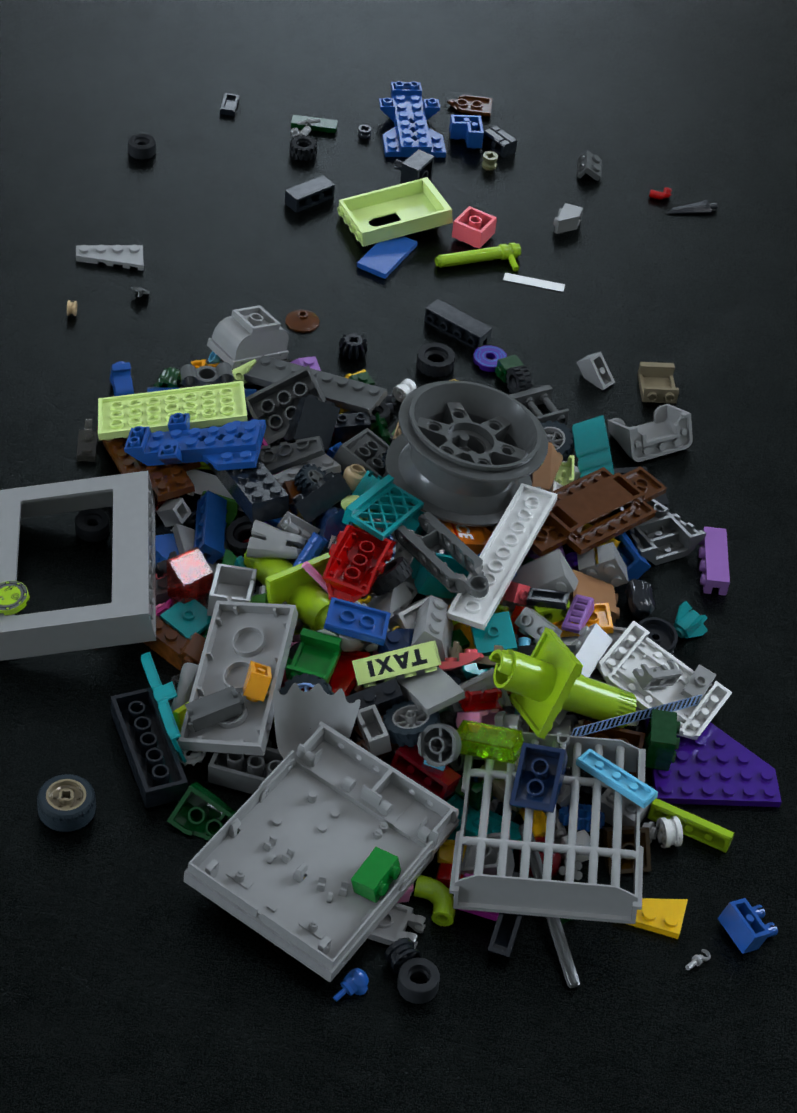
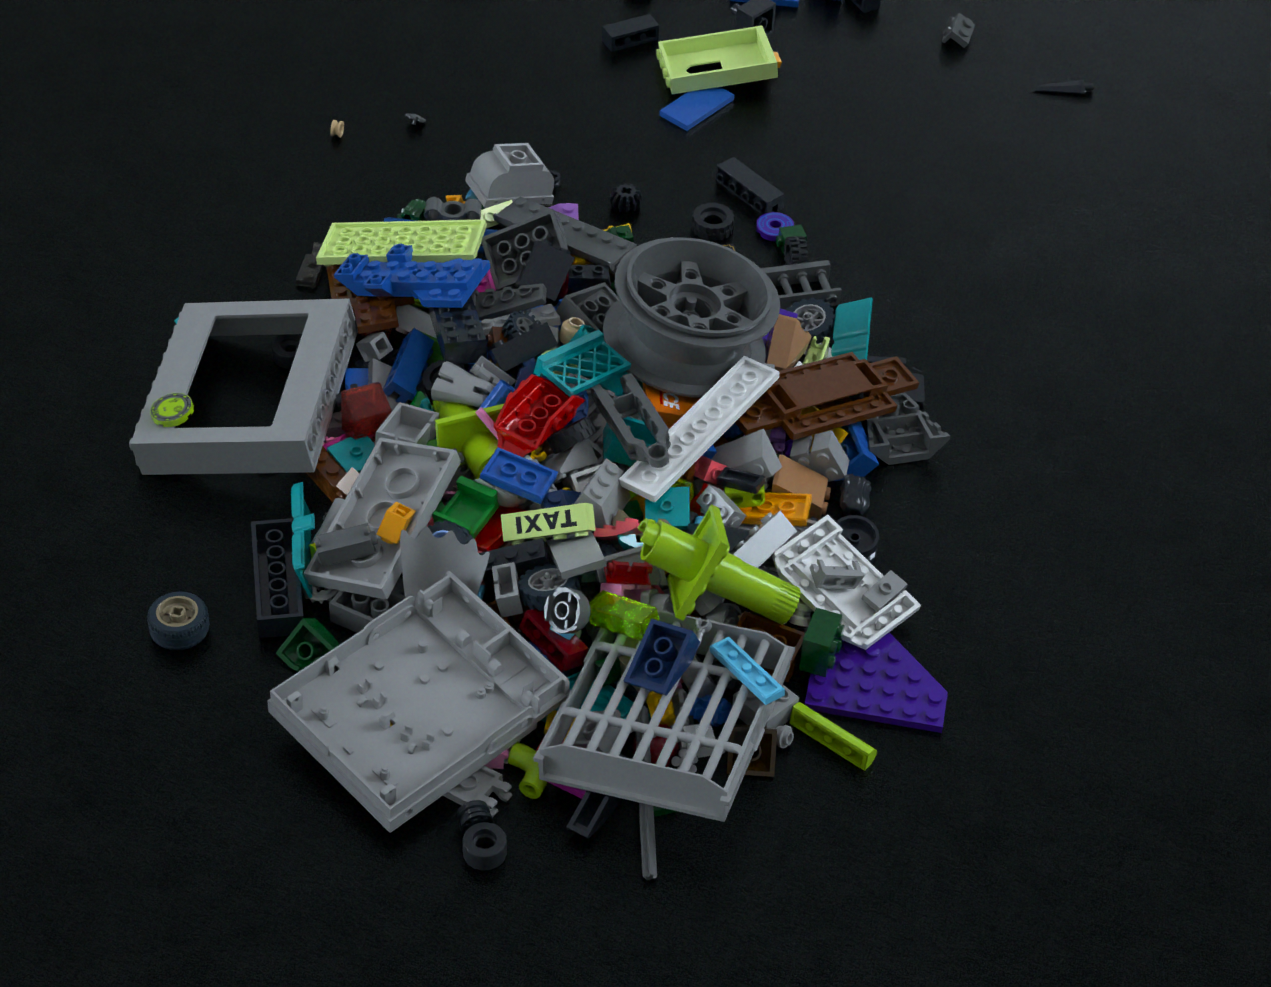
camera: 15 degrees right, 0 degrees up
(112, 254) = (409, 79): light grey wing -> none
(121, 378) = (364, 204): blue pin -> none
(302, 321) = (581, 166): reddish brown dish -> none
(354, 983) = (417, 838): blue piece -> none
(376, 874) = (463, 731): green brick -> none
(474, 227) = (801, 84): coral brick -> none
(489, 161) = (845, 14): olive wheel -> none
(502, 252) = (803, 115): lime cylinder -> none
(534, 282) = (853, 150): white sticker -> none
(568, 218) = (913, 85): light grey slope -> none
(579, 612) = (773, 499): medium lavender slope -> none
(596, 370) = (889, 251): light grey slope -> none
(635, 716) = (795, 612): light blue sticker -> none
(657, 382) = (956, 271): dark tan panel -> none
(661, 195) = (1029, 69): red arm -> none
(661, 916) = (763, 821): yellow wing -> none
(666, 434) = (931, 332): light grey windscreen -> none
(669, 831) = (804, 739): white wheel -> none
(689, 622) = (901, 528): teal brick -> none
(698, 959) = (793, 873): light grey hand -> none
(714, 561) = (954, 466): medium lavender brick -> none
(745, 925) = (854, 845): blue brick -> none

